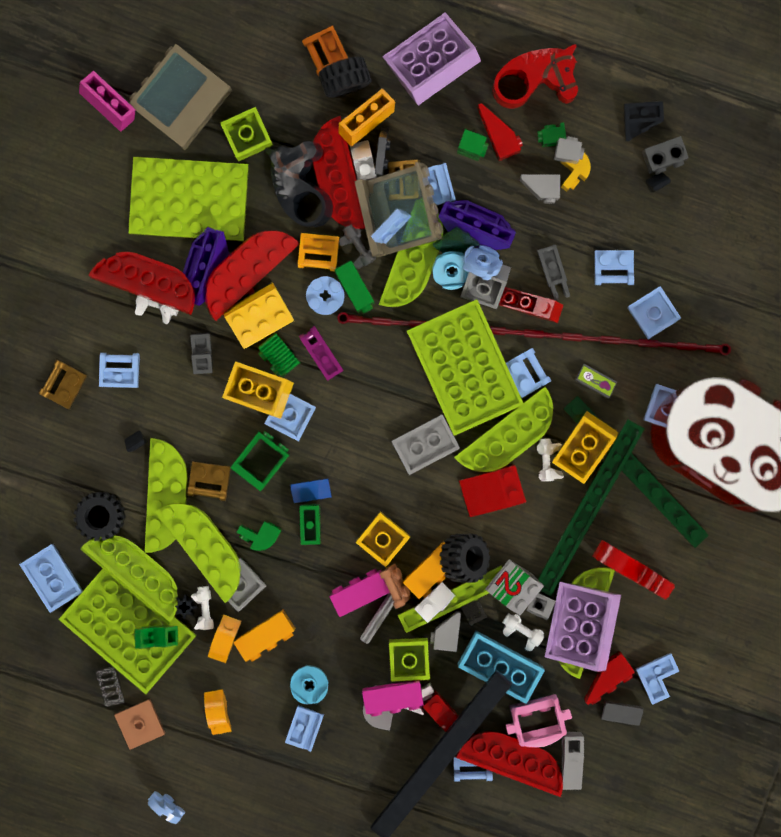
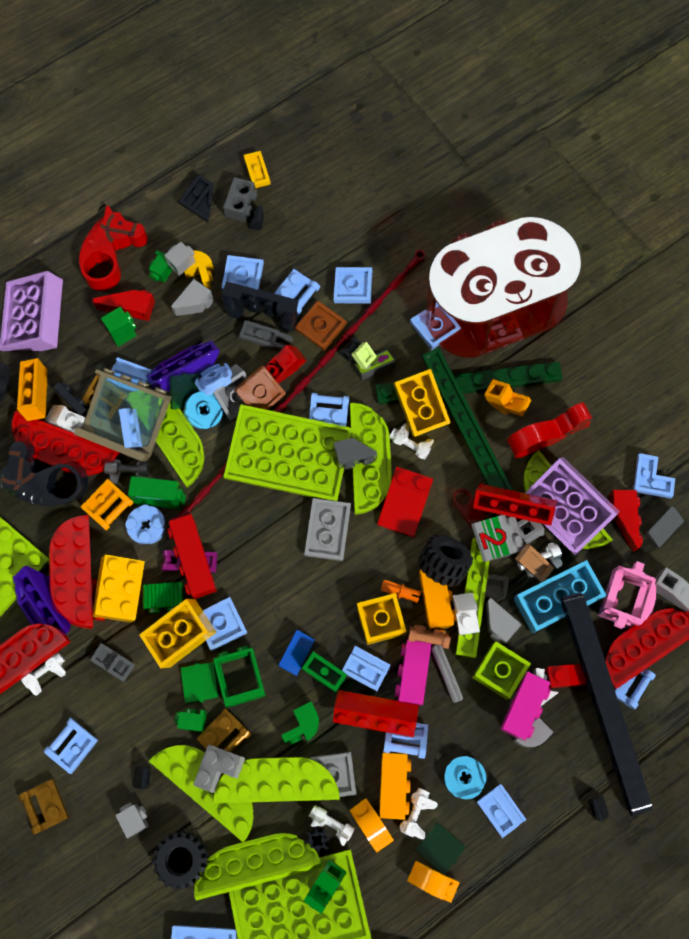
camera: 55 degrees left, 15 degrees down
(101, 458) = (132, 819): none -> light grey brick
(182, 490) = (213, 764): none -> light grey plate
(202, 447) = (191, 720): none -> green brick
(235, 431) = (199, 682): none -> green piece
(245, 701) = (440, 848): none -> clear green piece
(268, 664) = (421, 801): none -> white piece
(307, 586) = (375, 713): none -> red brick
(310, 618) = (419, 738): none -> light blue plate
(325, 355) = (192, 556): none -> red brick
(337, 553) = (366, 668): none -> light blue plate
(359, 800) = (598, 808): none -> black slope
(417, 537) = (400, 590): none -> orange axle
(501, 305) = (260, 390): none -> plate
(501, 420) = (352, 452): none -> dark grey slope
(514, 629) = (534, 563): none -> medium nougat tile
(524, 549) = (467, 511): none -> clear red piece
(550, 583) = (515, 504): none -> red brick
(565, 225) = (239, 297): none -> black piece
(594, 353) = (349, 349): none -> black bush
(595, 369) = (364, 355): none -> yellowish green plate
(596, 211) = (243, 271): none -> light blue plate
(597, 311) = (320, 325): none -> dark orange plate
(640, 514) = (505, 400): none -> light orange brick
(705, 147) = (257, 169): none -> yellow plate

